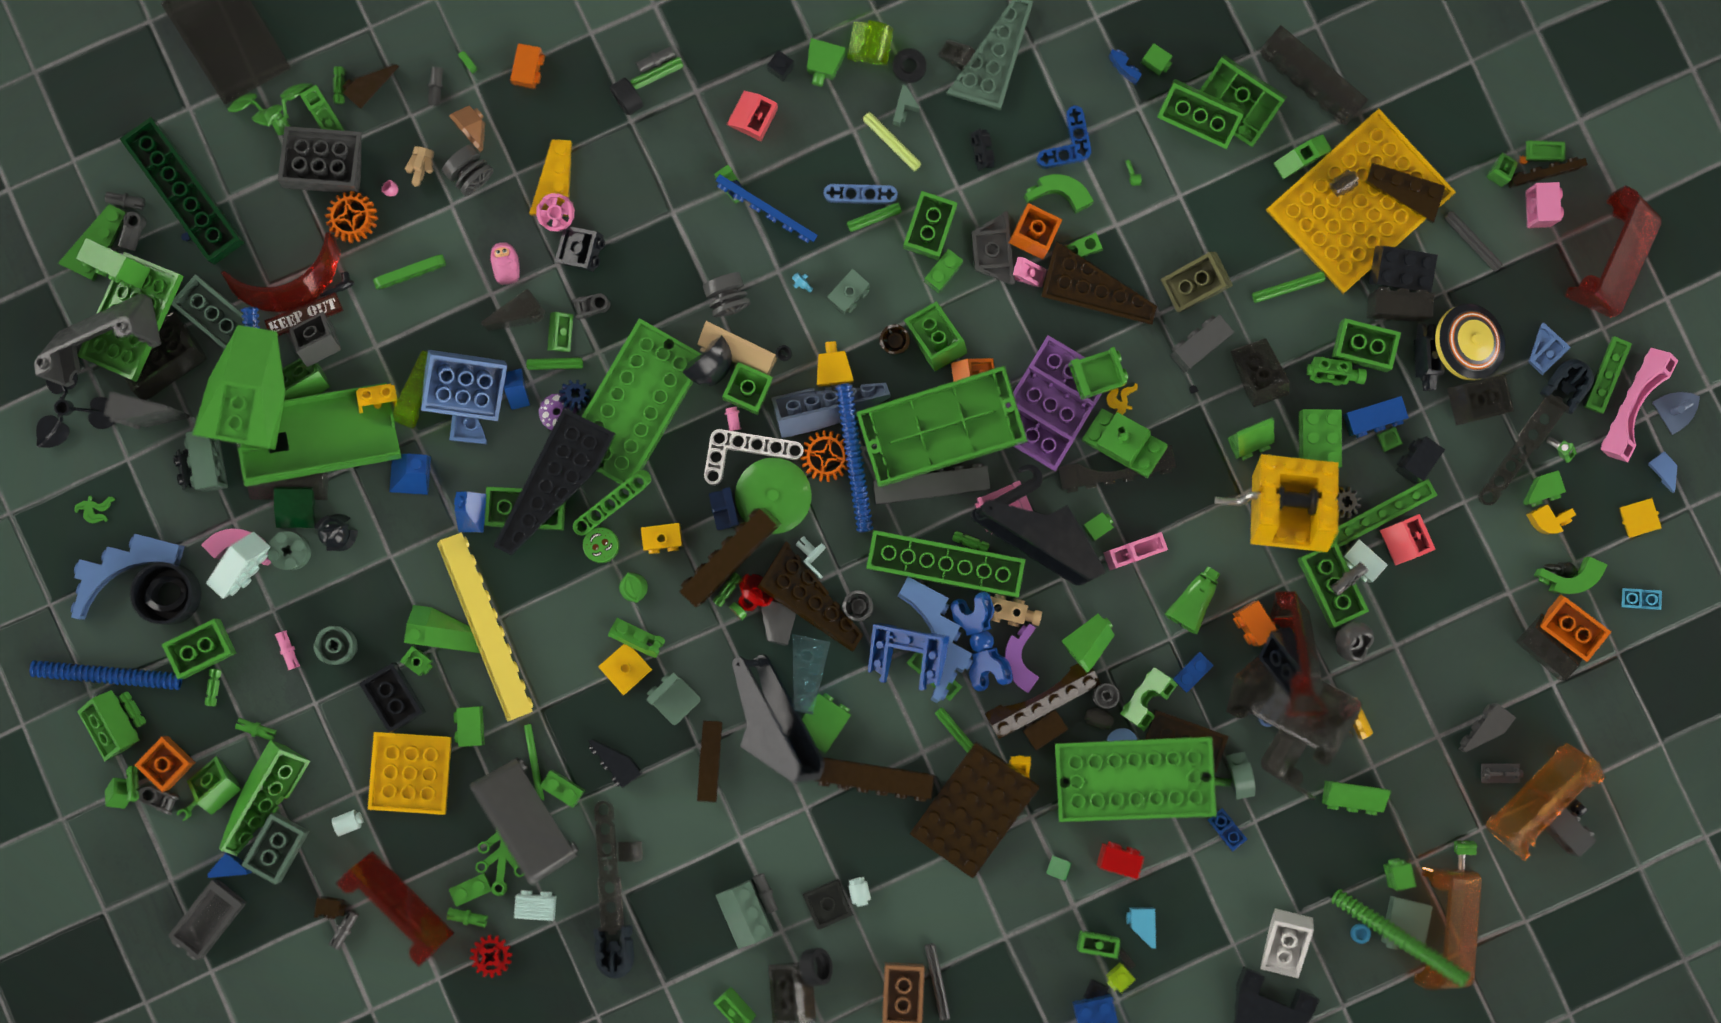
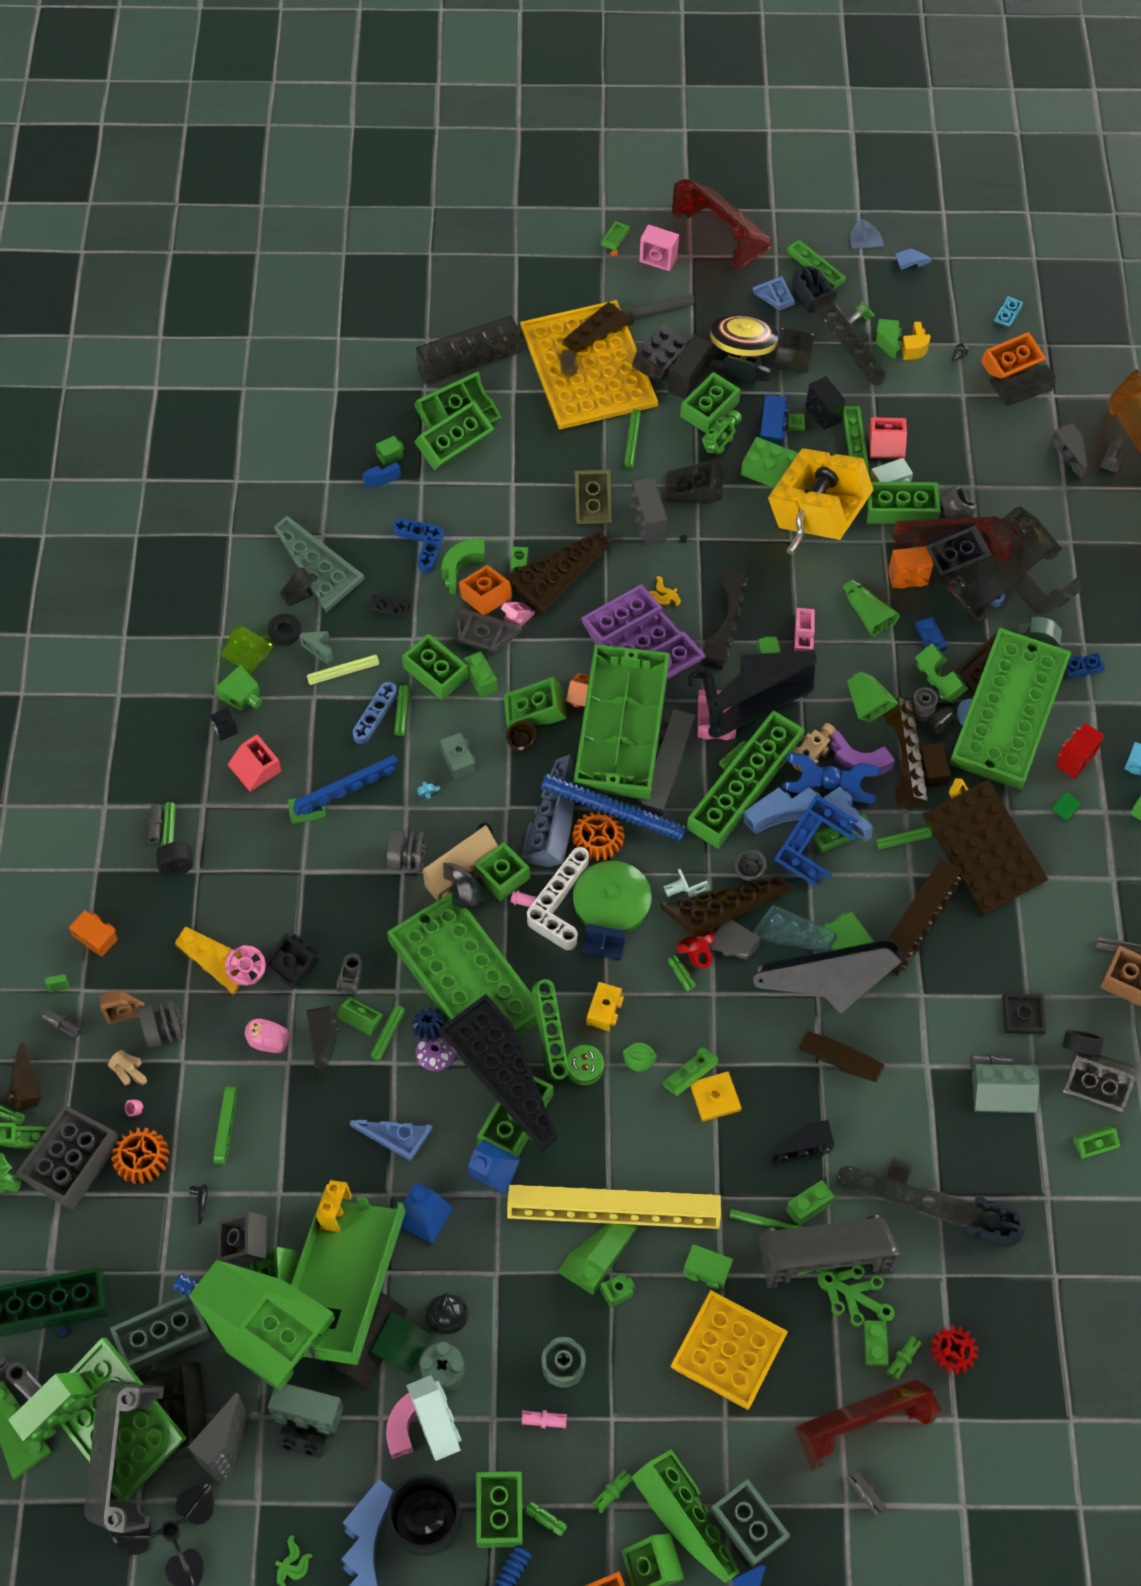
camera: 65 degrees left, 25 degrees down
(283, 322) = (209, 1239): tile -> none
(297, 292) = (181, 1256): clear red windscreen -> none
(329, 907) = (837, 1496): dark brown brick -> none
(347, 822) = (753, 1436): light aqua brick -> none
(392, 697) = (644, 1328): black brick -> none
(408, 404) = (345, 1166): clear neon green beam -> none
(463, 385) = (365, 1117): medium blue slope -> none
(516, 389) = (393, 1077): blue slope -> none
(535, 906) = (919, 1283): light aqua brick -> none
(673, 698) = (764, 1063): sand green bracket -> none
(730, 557) = (654, 948): dark brown brick -> none
(738, 611) = (707, 970): bright green tile -> none
(833, 367) = (519, 796): yellow torso -> none
(859, 891) = (1022, 978): light aqua brick -> none
(1098, 373) = (635, 590): bright green panel -> none
(1125, 442) = (704, 598): bright green brick -> none
(1135, 180) = (480, 507): bright green hand -> none
(1252, 439) = (749, 507): bright green slope -> none
(1302, 156) = (529, 387): bright green slope -> none
(1349, 579) = (903, 482): dark grey pin -> none
(1355, 797) = (1094, 557): bright green slope -> none
(1502, 170) = (616, 267): bright green slope -> none
(1554, 169) = (631, 244): dark brown plate -> none
(1585, 578) = (974, 336): bright green arch -> none
(1640, 517) = (941, 289): yellow piece -> none
(1656, 368) = (828, 232): bright pink arch -> none

